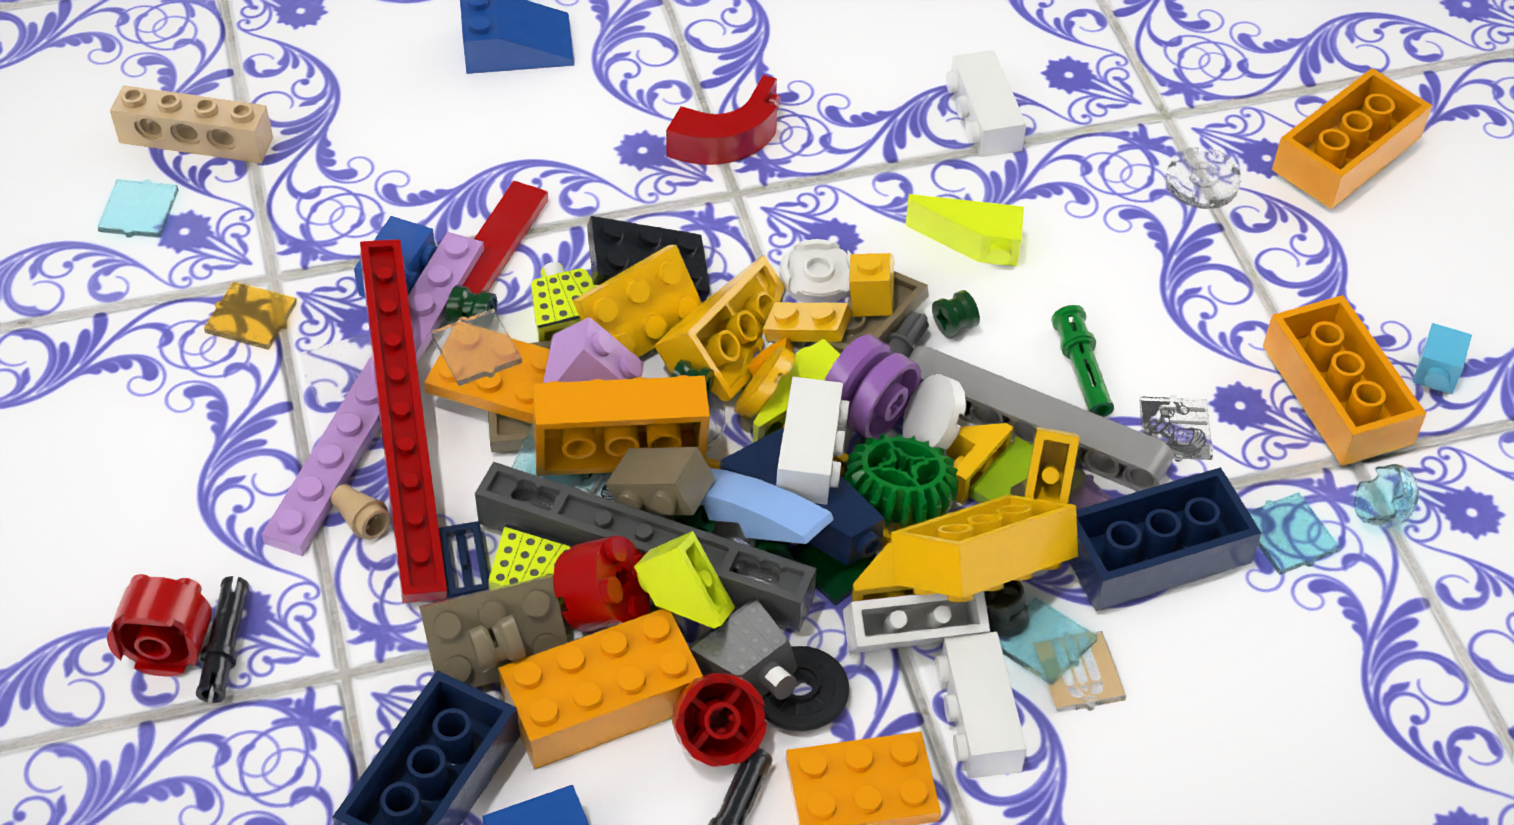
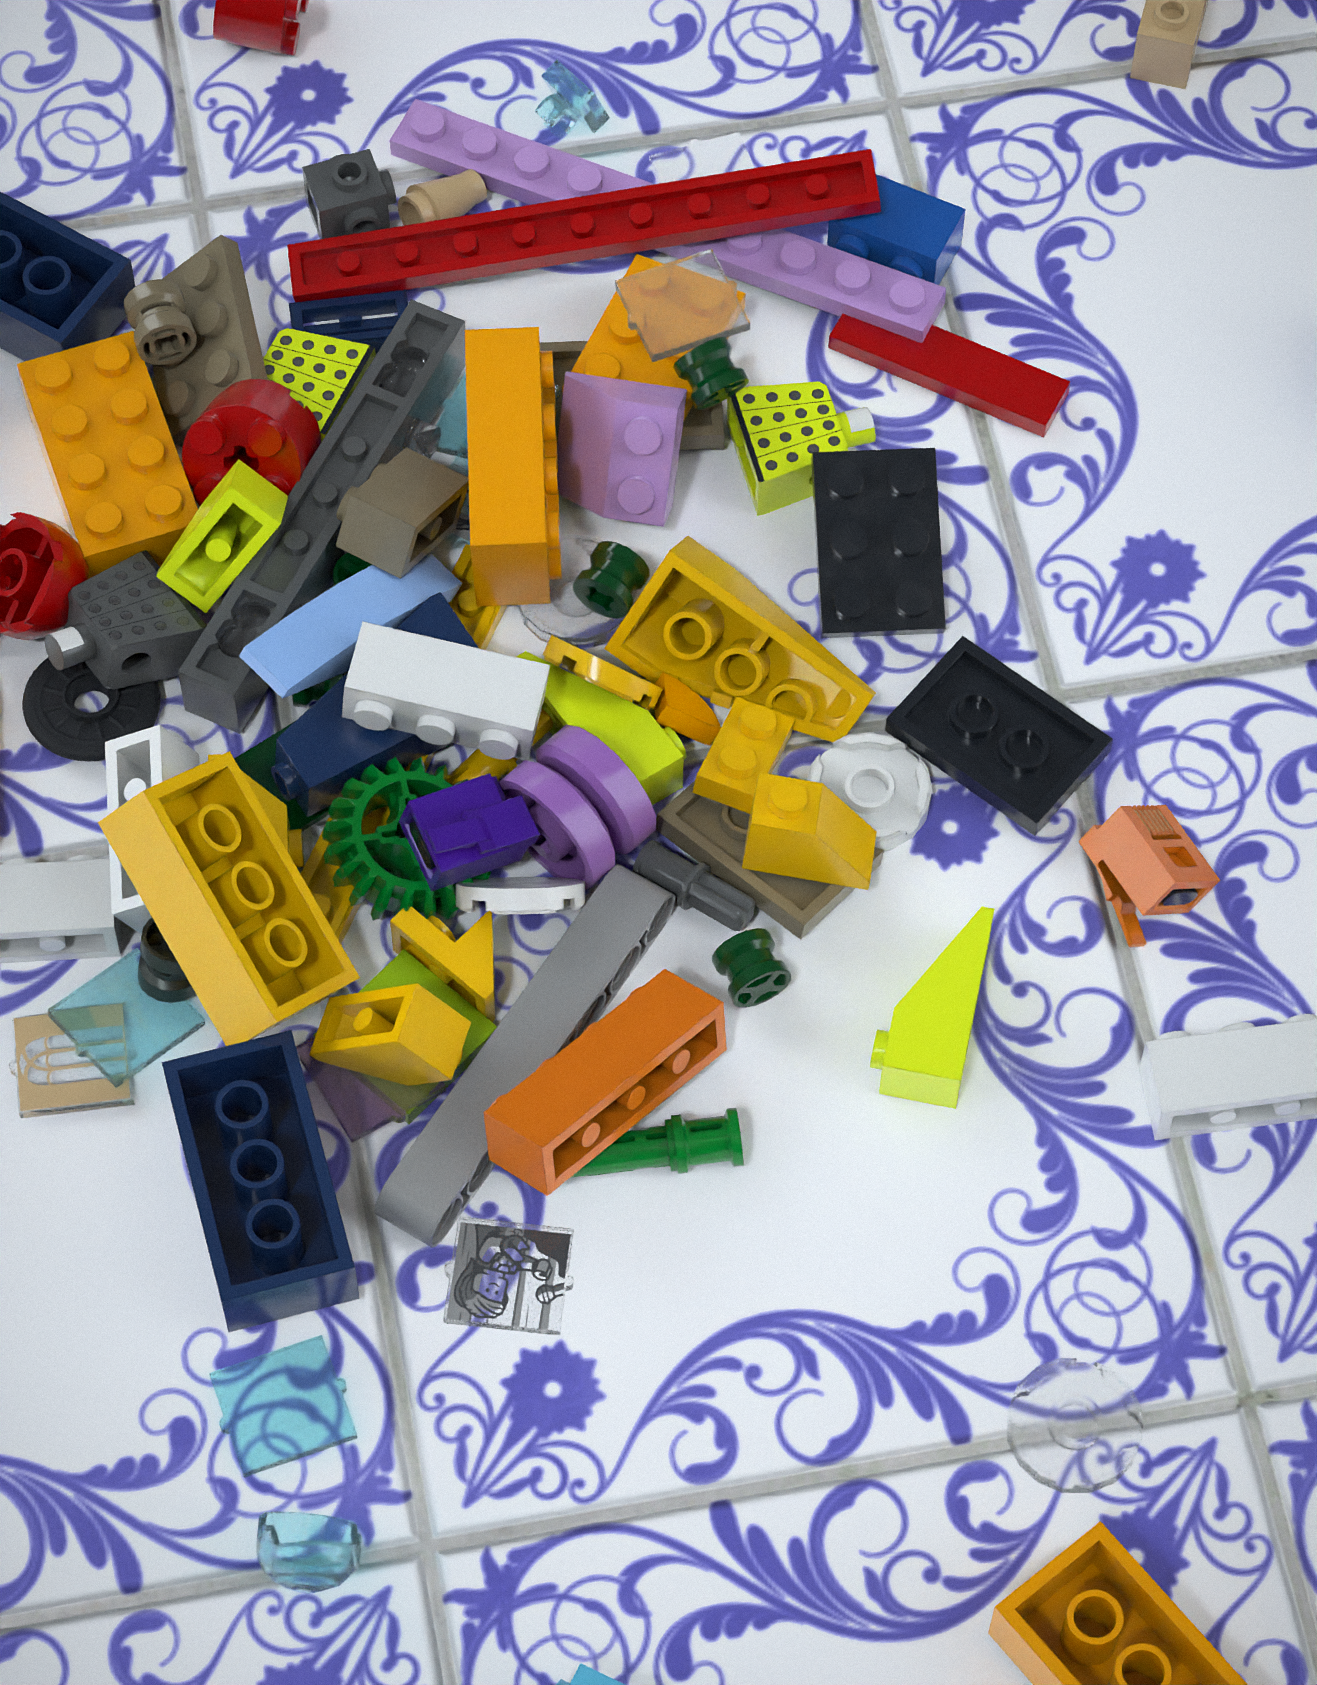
camera: 95 degrees right, 10 degrees up
(219, 654) = (254, 68): black pin -> none
(250, 315) = (818, 77): clear yellow piece -> none
(273, 438) = (568, 103): none -> clear light blue tile
(361, 559) = (348, 194): none -> dark grey brick
(467, 304) = (793, 333): dark green wheel -> none
(538, 322) = (711, 373): none -> dark green wheel
(642, 300) = (765, 517): yellow plate -> none
(727, 136) = (1171, 691): red arch -> none
(775, 209) = (998, 735): none -> black plate
(859, 135) = (1147, 865): none -> orange piece
(907, 428) = (467, 830): none -> dark purple piece
(1061, 362) = (605, 1081): none -> orange brick
(1343, 380) = (552, 1526): light orange brick -> none

